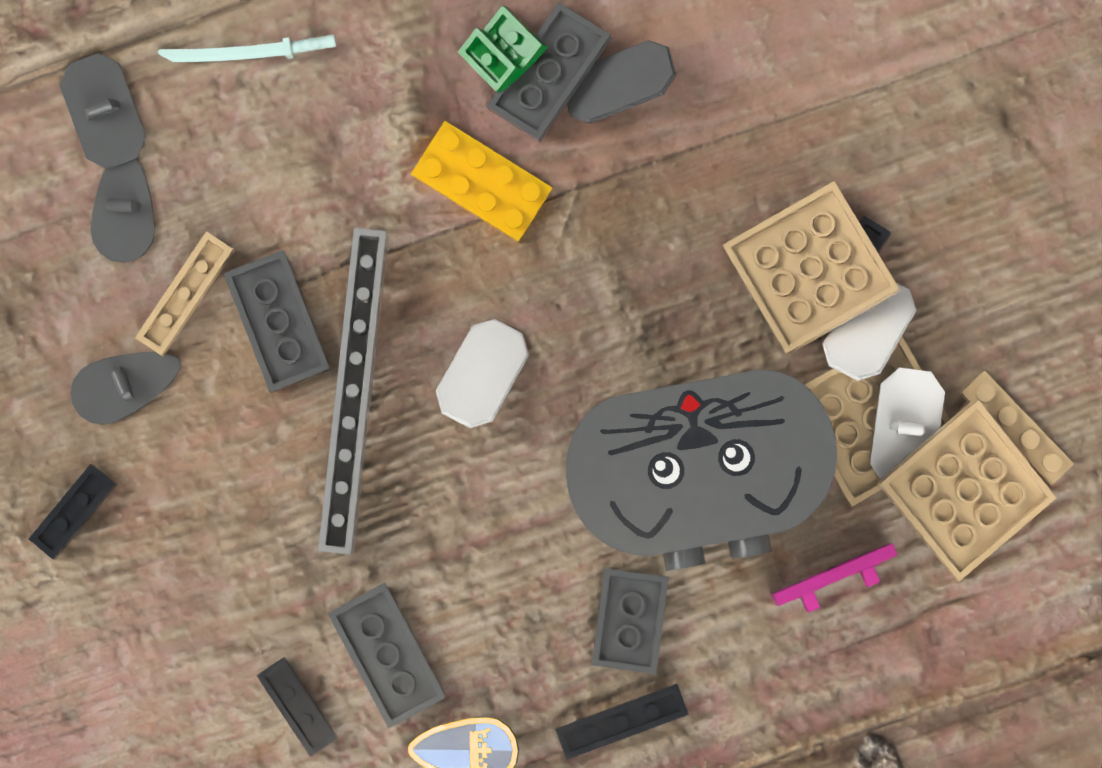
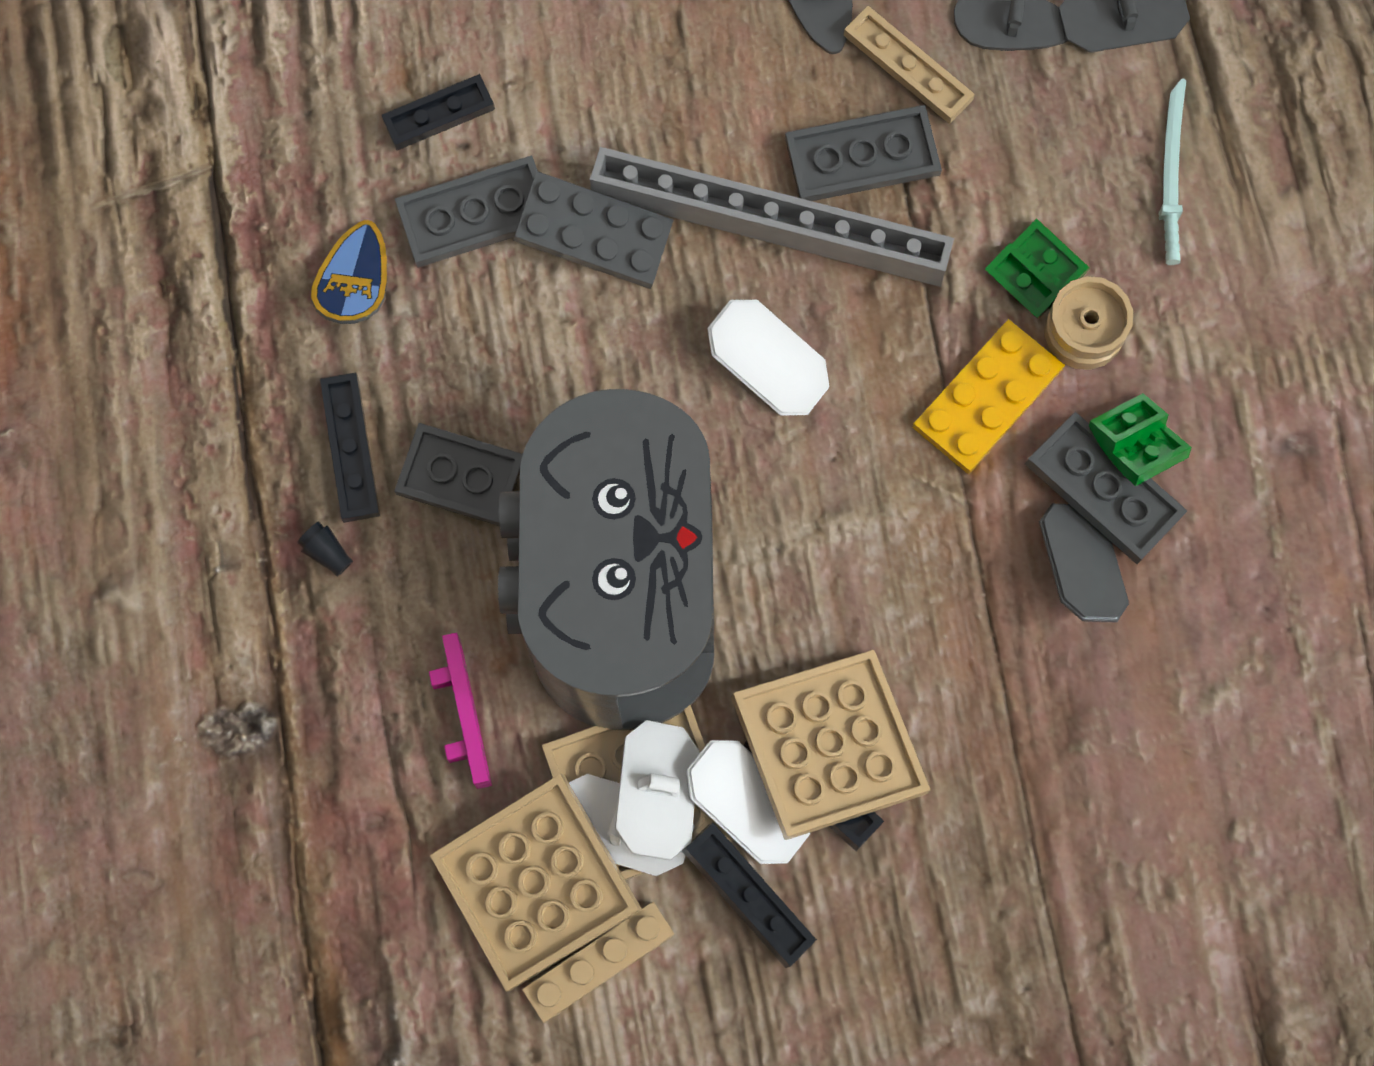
camera: 100 degrees right, 10 degrees down
(359, 155) = (1036, 268): none -> green slope
(389, 546) = (593, 230): none -> dark grey plate
(396, 88) = (1088, 323): none -> tan wheel
(714, 725) = (324, 548): none -> black cone
(881, 403) = (654, 791): none -> white shield
(945, 314) = (749, 895): none -> black plate

